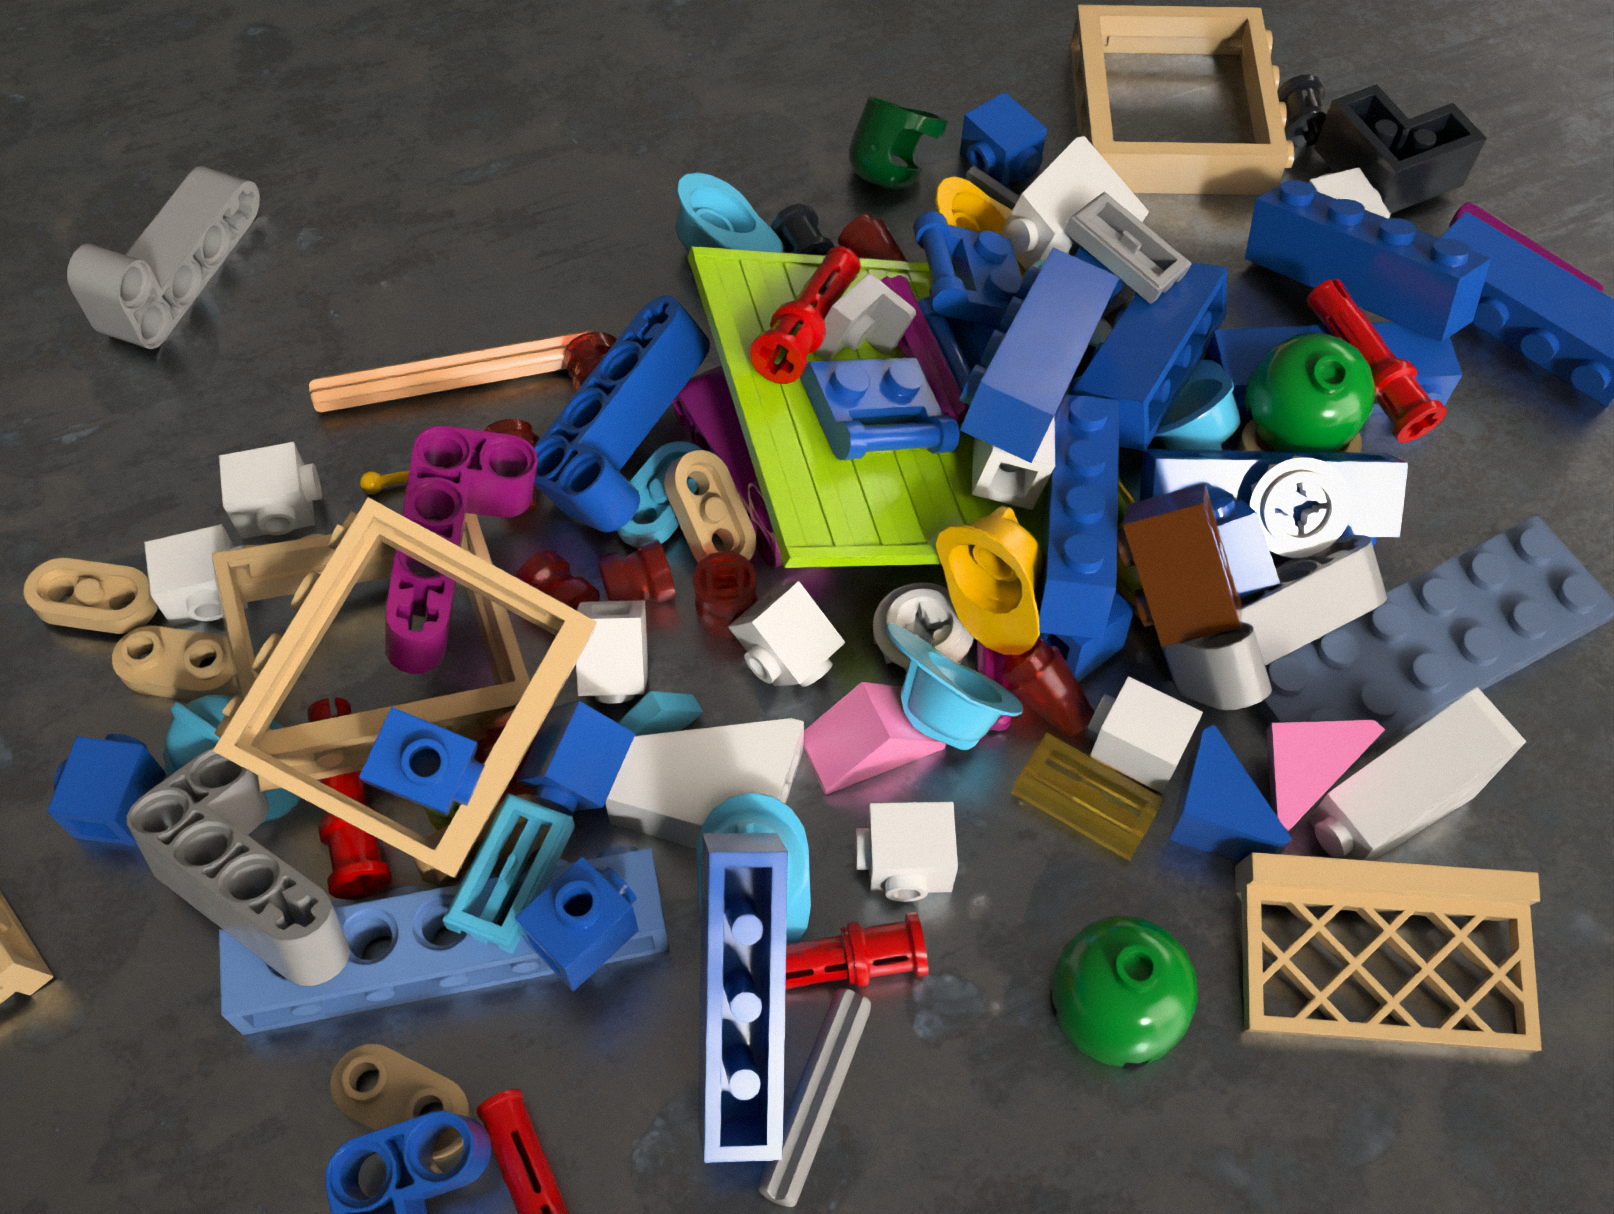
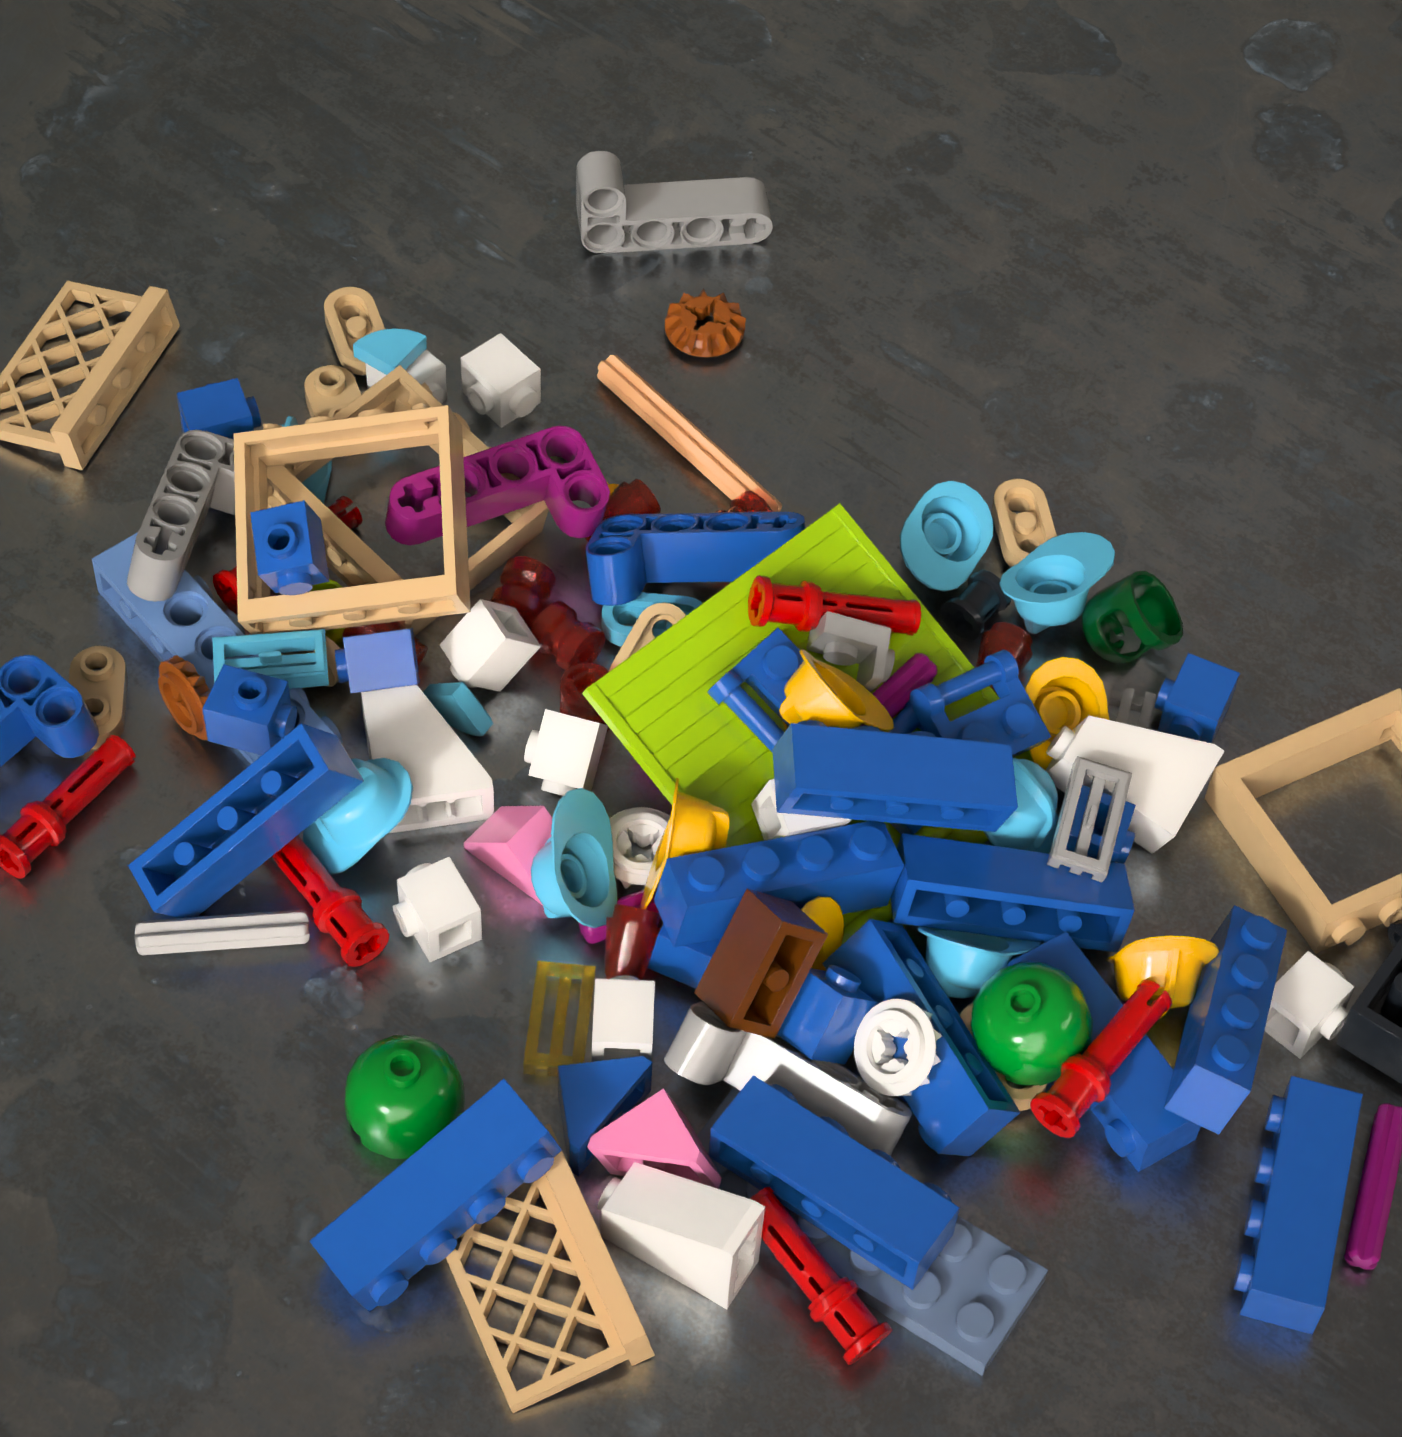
camera: 60 degrees right, 5 degrees down
(165, 563) = (390, 348): none -> medium azure tile
(312, 311) = (712, 338): none -> dark orange gear
(491, 989) = (184, 694): none -> dark orange gear
(752, 170) = (1027, 529): none -> tan plate
(823, 163) = (1056, 578): none -> medium azure piece
(932, 359) = (831, 697): none -> yellow piece
(1283, 291) = (1166, 960): none -> yellow piece
(1304, 1010) = (436, 1197): none -> blue brick
(1417, 627) = (834, 1180): none -> blue brick
(1520, 695) = (832, 1297): none -> red pin

